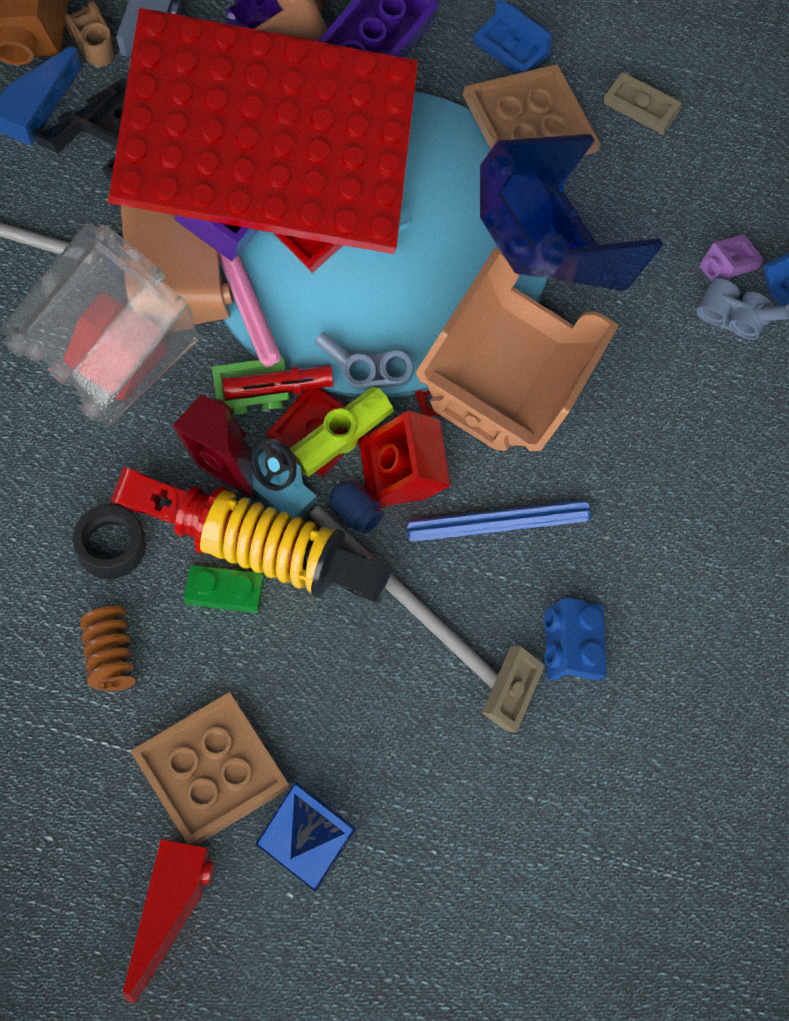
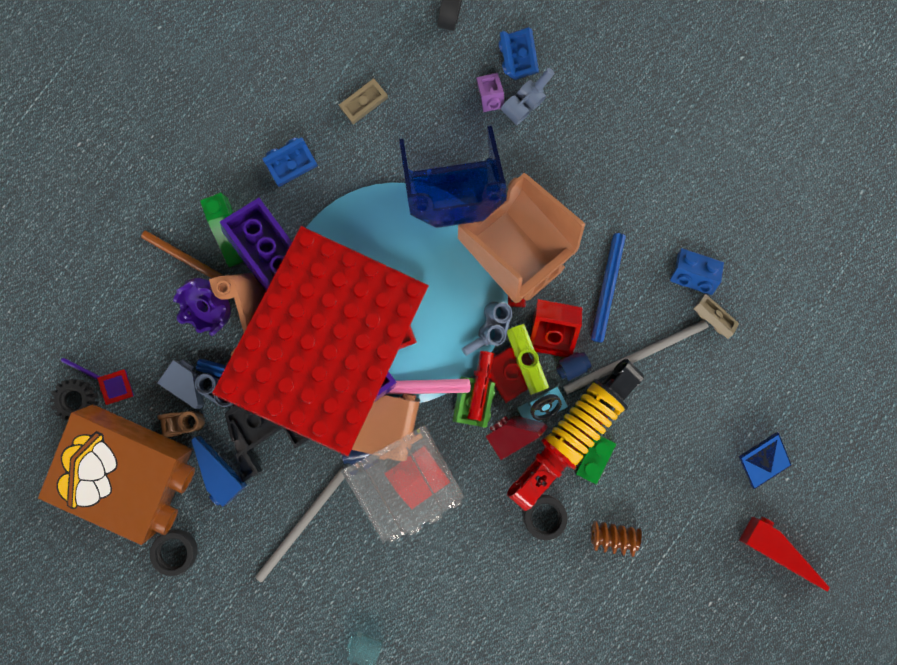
camera: 80 degrees left, 20 degrees up
(210, 770) = (706, 502): medium nougat plate -> none
(528, 107) = (352, 172): medium nougat plate -> none

